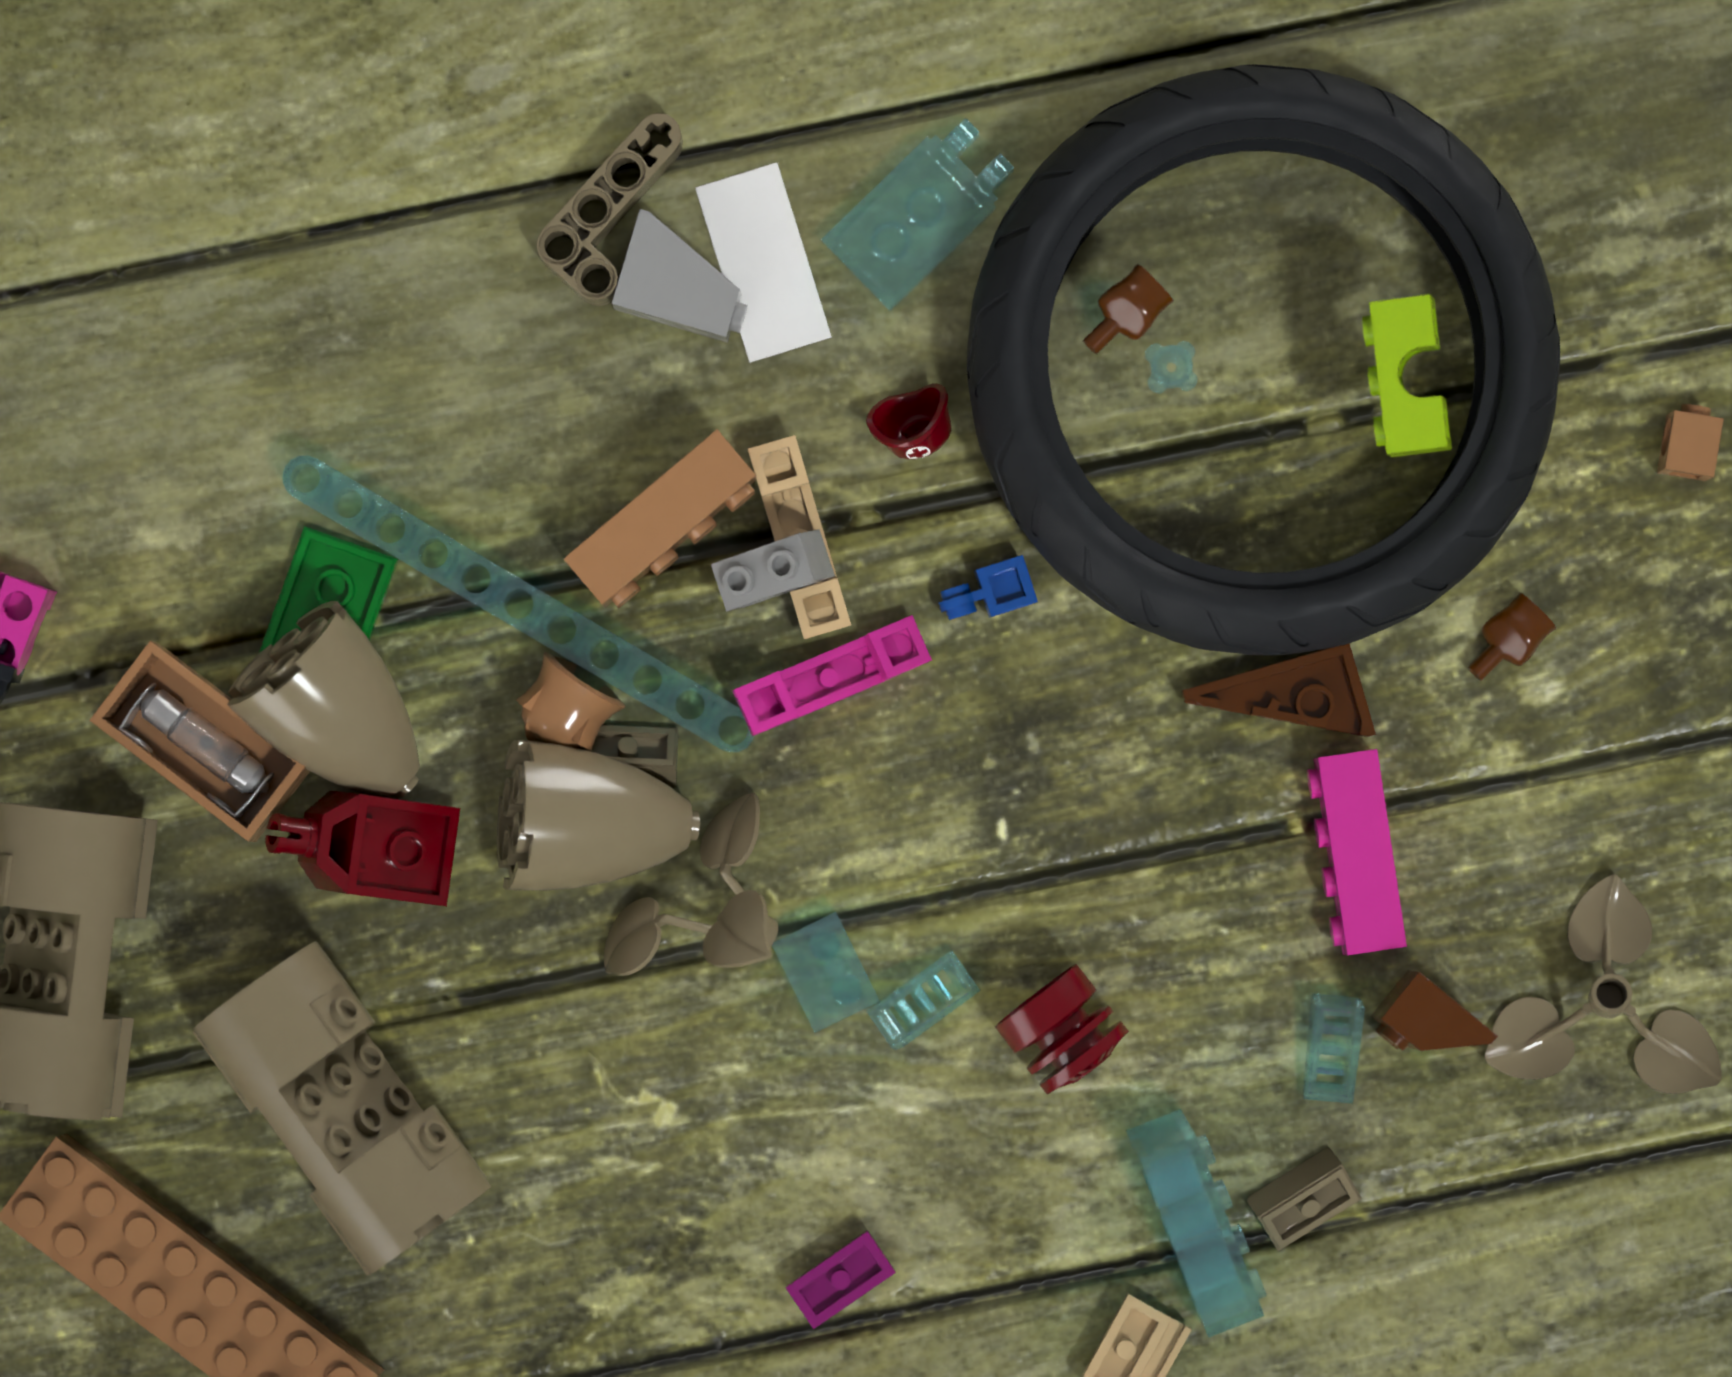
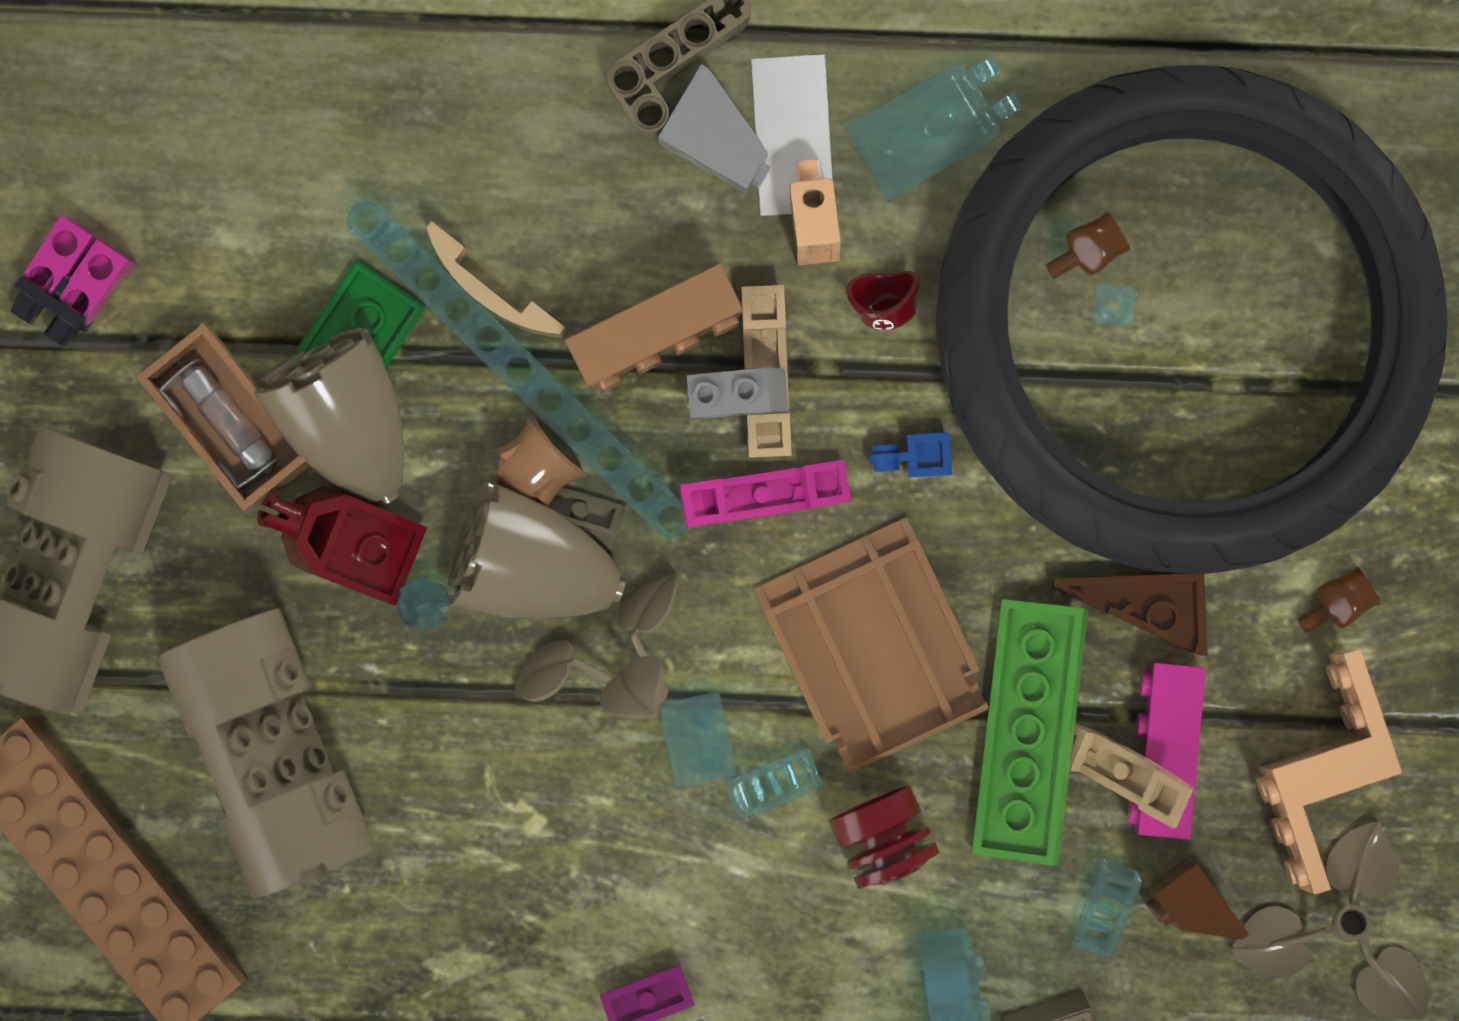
camera: 10 degrees right, 0 degrees up
(477, 896) = (423, 604): none -> clear light blue gear
(521, 541) = (531, 319): none -> tan slope
(813, 362) = (814, 228): none -> light nougat torso
(997, 816) = (874, 645): none -> medium nougat piece
(1197, 870) = (1030, 732): none -> bright green plate
(1304, 886) = (1130, 775): none -> tan slope
(1398, 332) = (1312, 323): lime arch -> none
(1542, 829) = (1328, 770): none -> light nougat bracket

